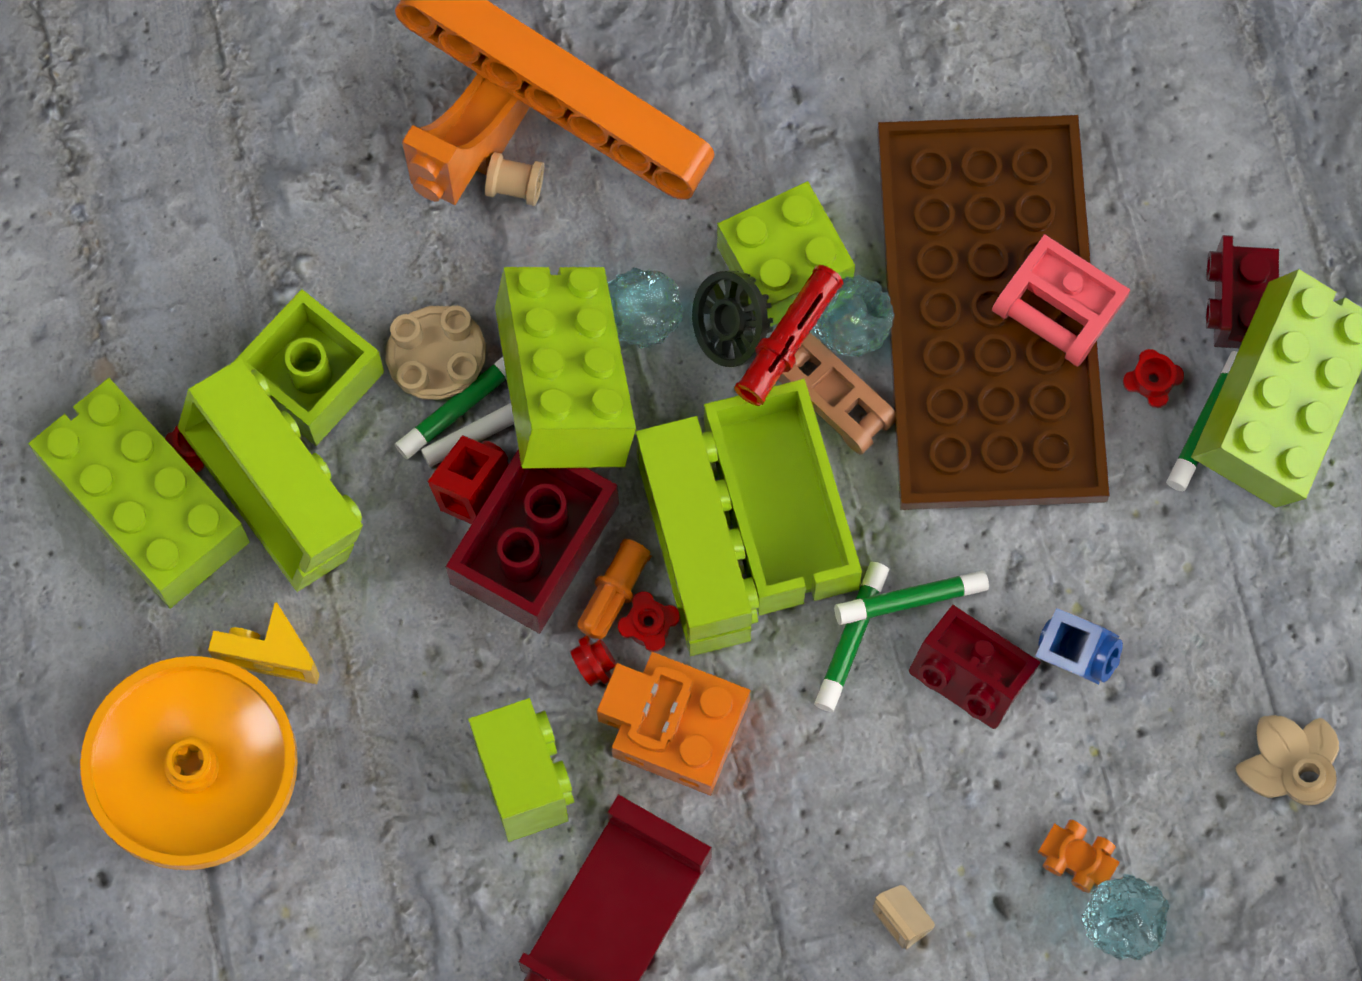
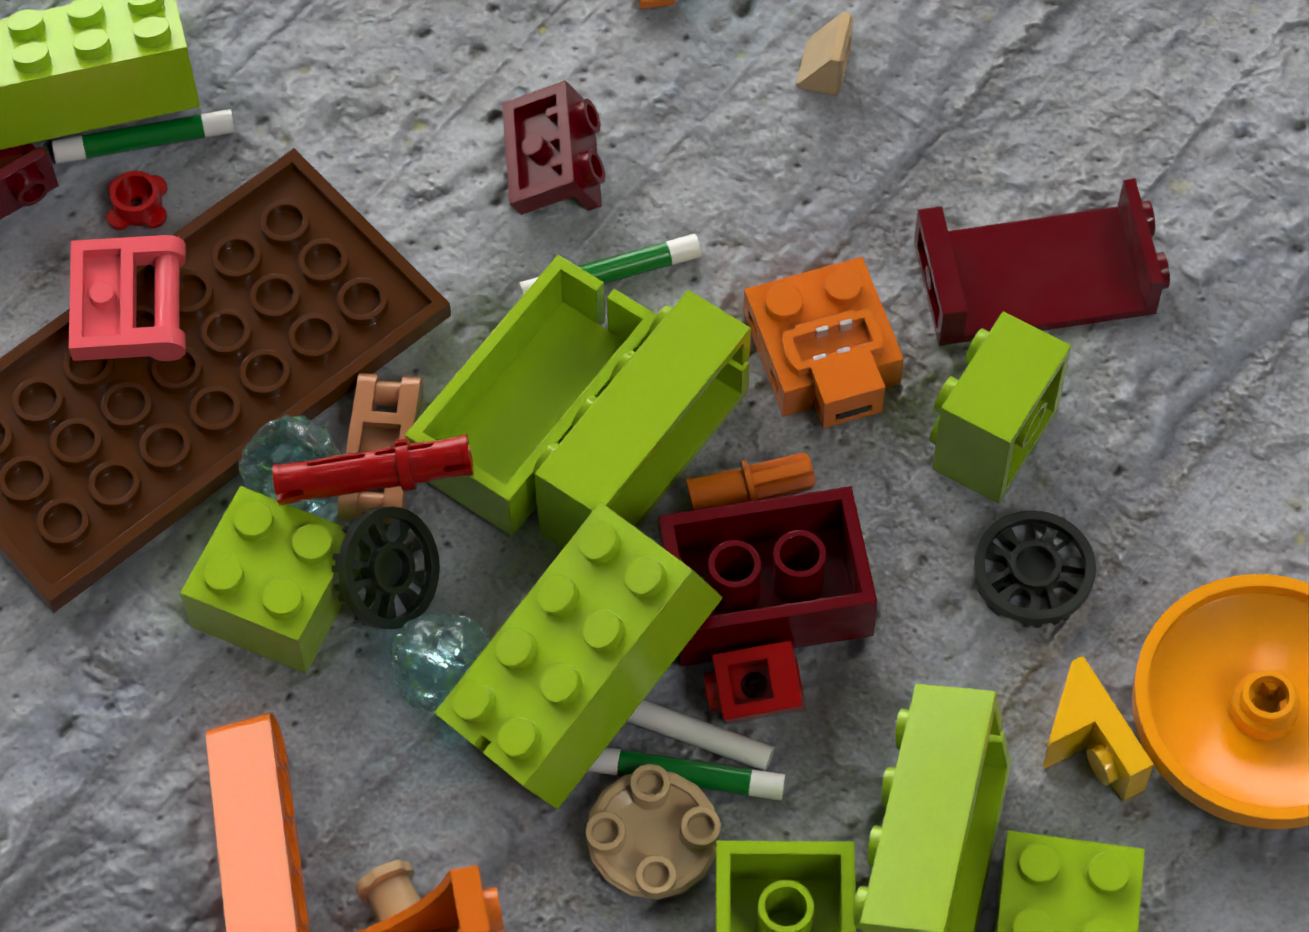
camera: 130 degrees left, 10 degrees down
(408, 719) = (1034, 568): none -> pearl dark grey wheel
(593, 660) = (833, 447): red plate -> none
(651, 636) = (764, 447): red plate -> none
(911, 597) = (527, 236): green bar -> none
(1079, 647) = (466, 70): blue brick -> none

